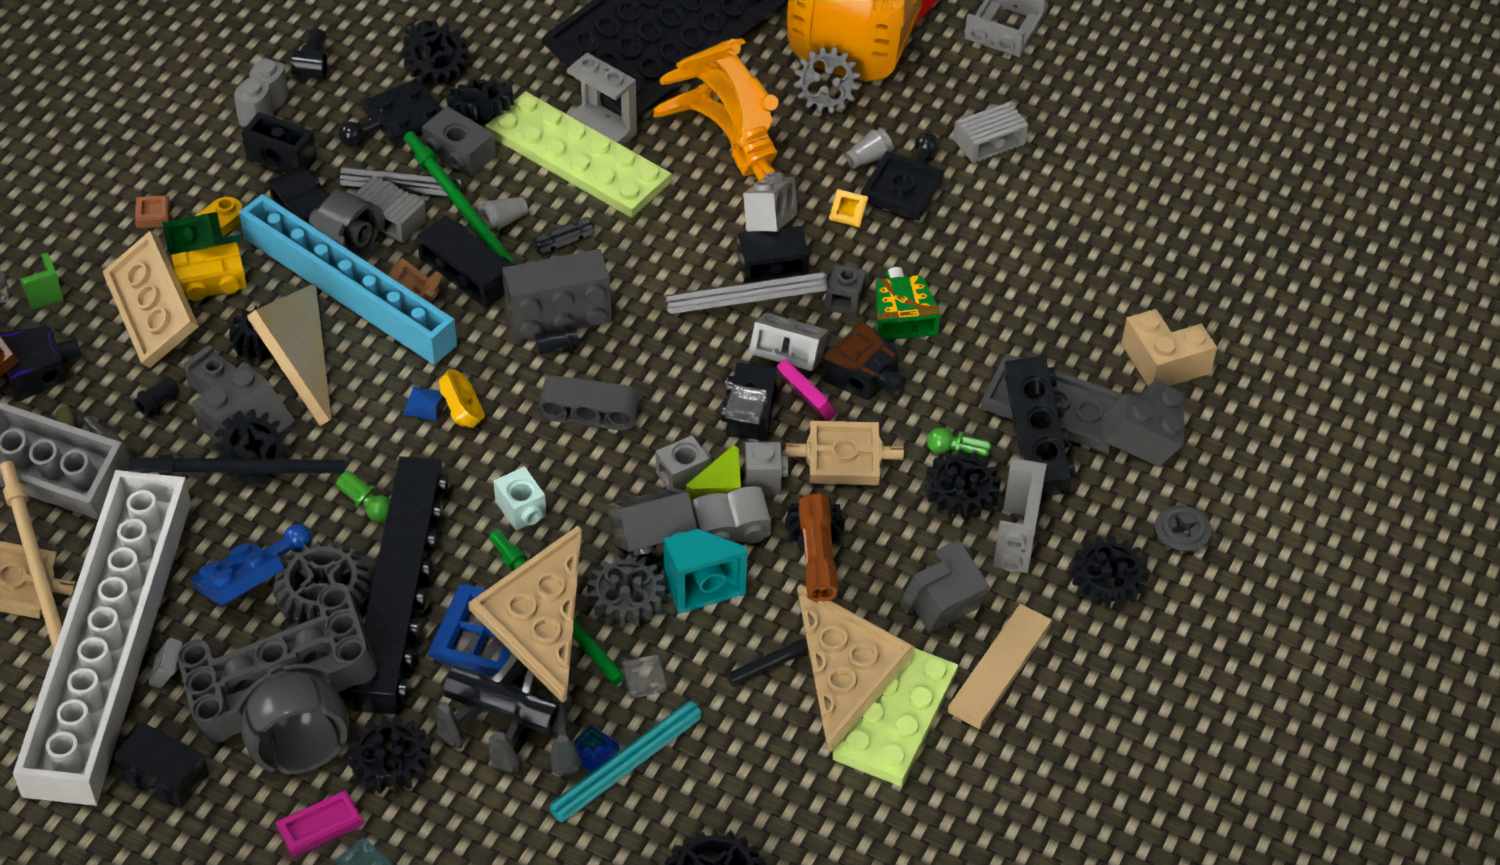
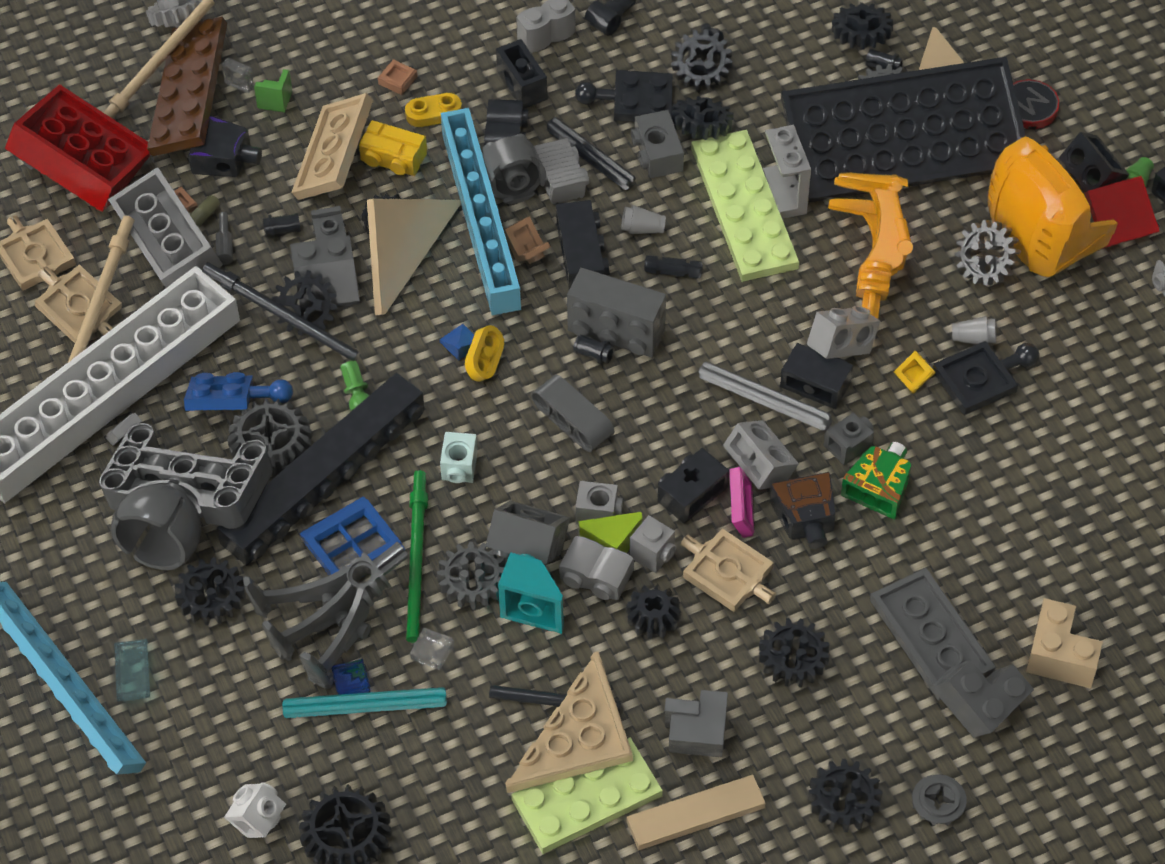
camera: 40 degrees right, 5 degrees up
(161, 765) = (62, 501): black brick -> none
(195, 233) = (399, 114): dark green panel -> none
(319, 823) = (129, 610): dark pink tile -> none
(428, 160) = (617, 146): green bar -> none
(476, 690) = (313, 618): black axle -> none
(536, 611) = (373, 547): tan tile -> none
(746, 404) = (675, 485): clear tile -> none
(818, 549) = (612, 650): dark orange axle -> none
(942, 440) = (812, 608): bright green axle -> none
(990, 131) = (1090, 373): light grey brick -> none
(1021, 498) = (829, 690): light grey panel -> none
(1035, 376) = (903, 597): black brick -> none

